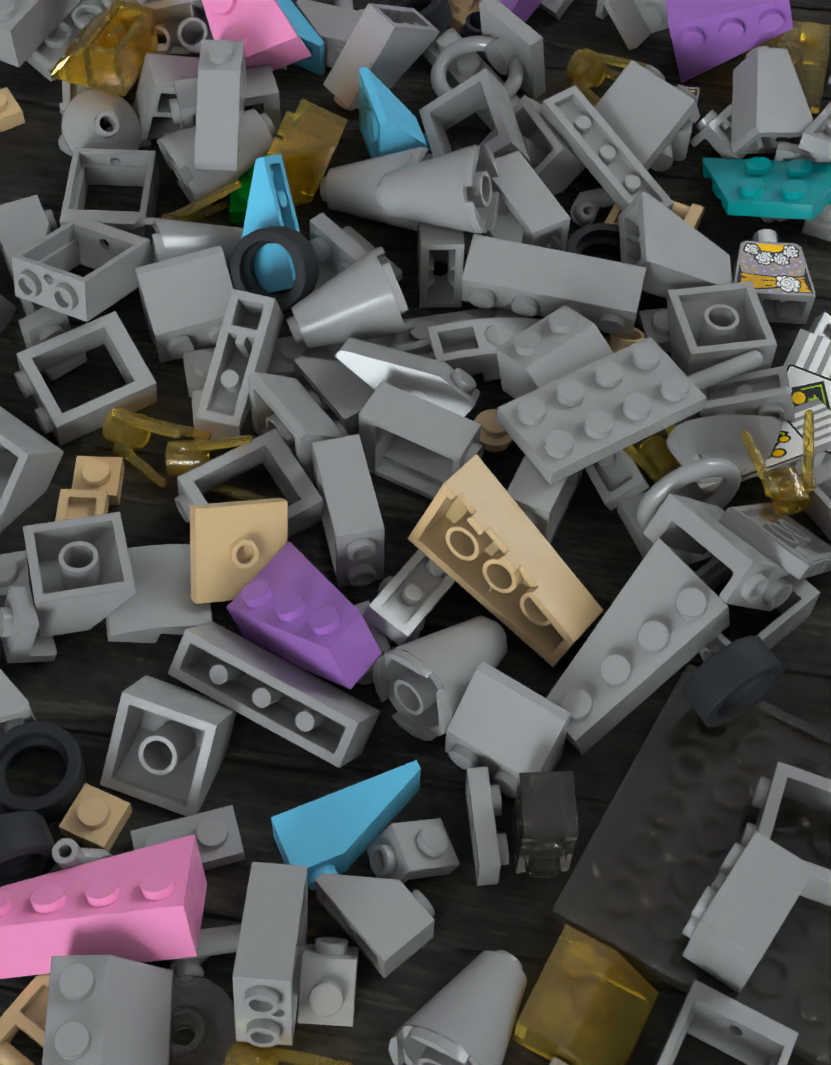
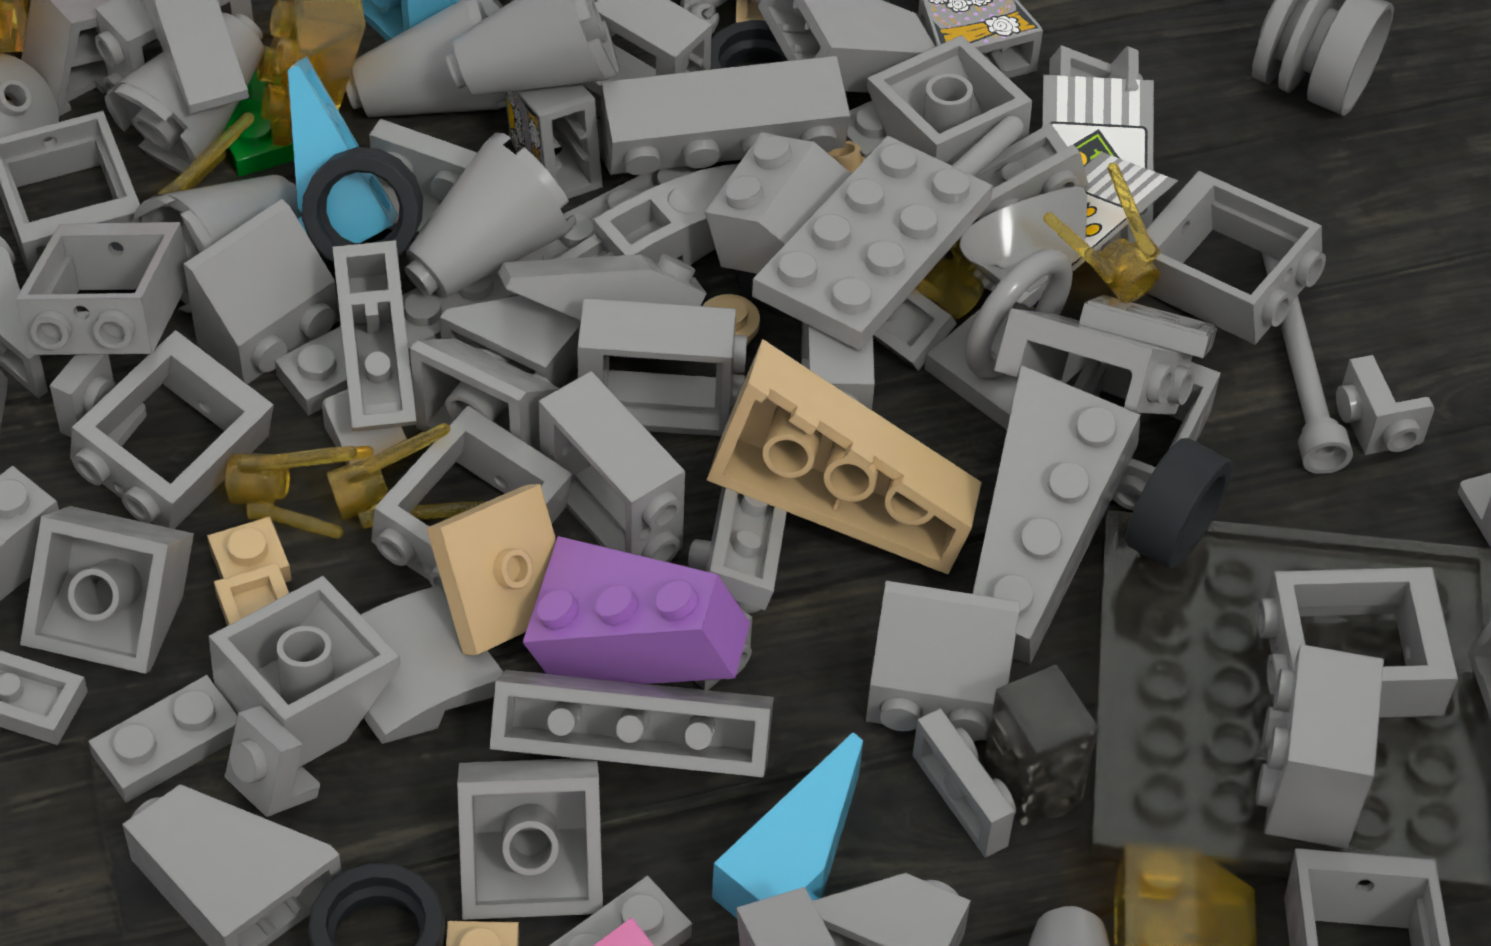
camera: 25 degrees left, 5 degrees down
(412, 851) = (893, 842): light grey bracket -> none
(433, 672) = (821, 633): light grey cone -> none

